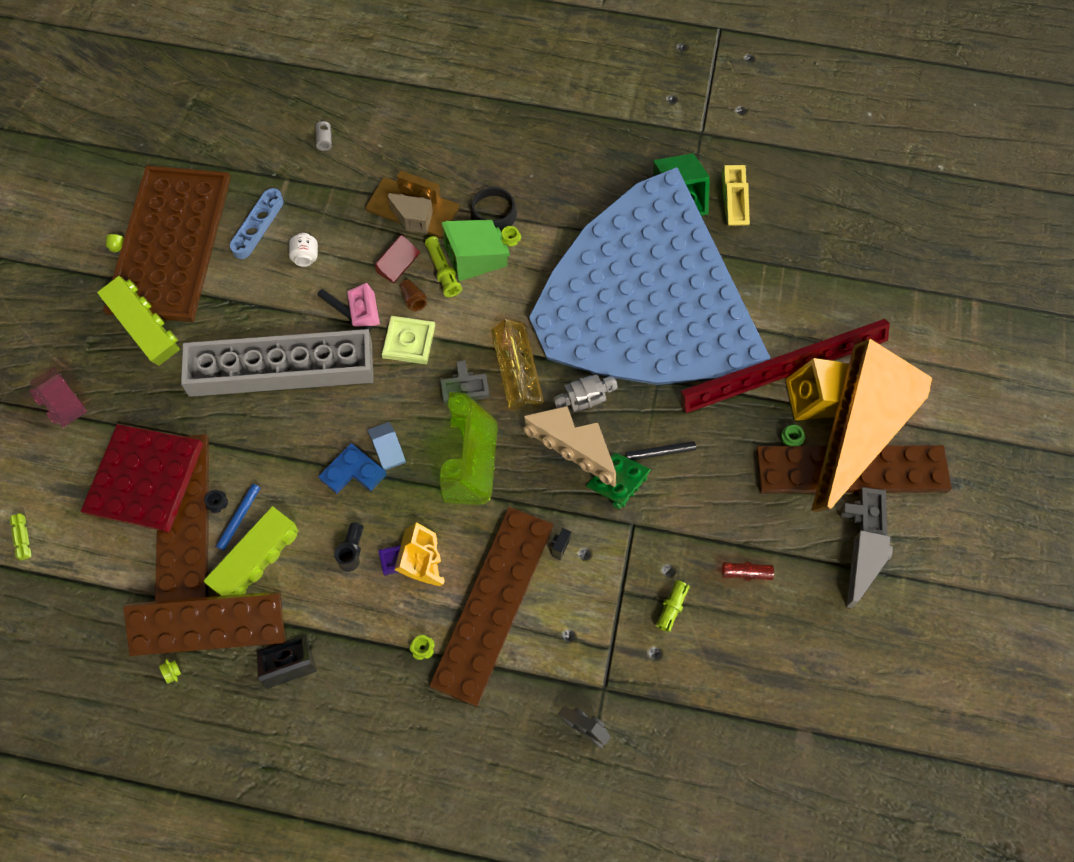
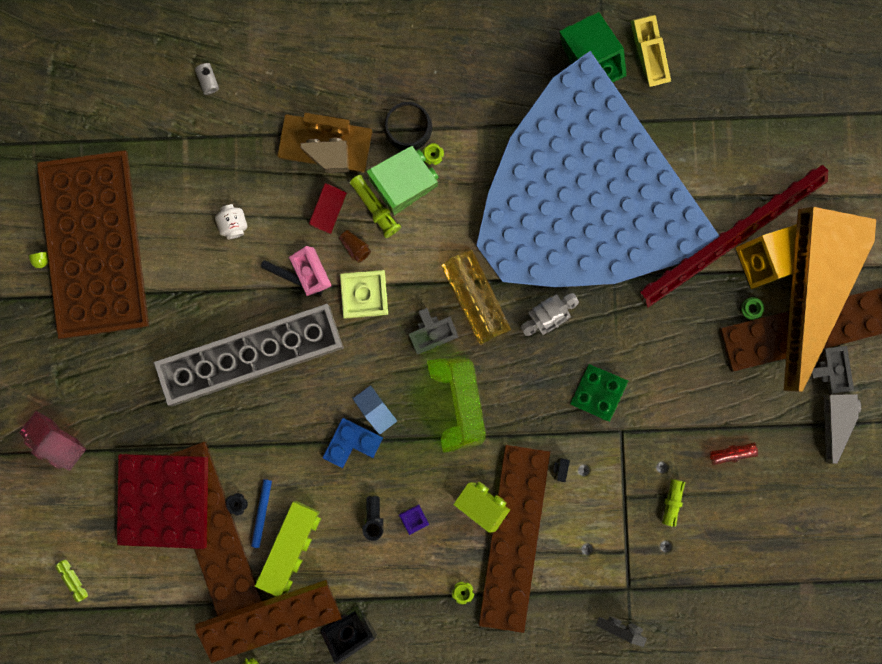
camera: 10 degrees left, 20 degrees up
(139, 321) = (99, 344): lime brick -> none
(254, 222) = (176, 200): medium blue beam -> none
(419, 555) = (437, 510): yellow slope -> none
(467, 558) = (482, 506): none -> lime brick
(579, 444) = (558, 371): tan slope -> none
(660, 451) = (624, 356): black bar -> none

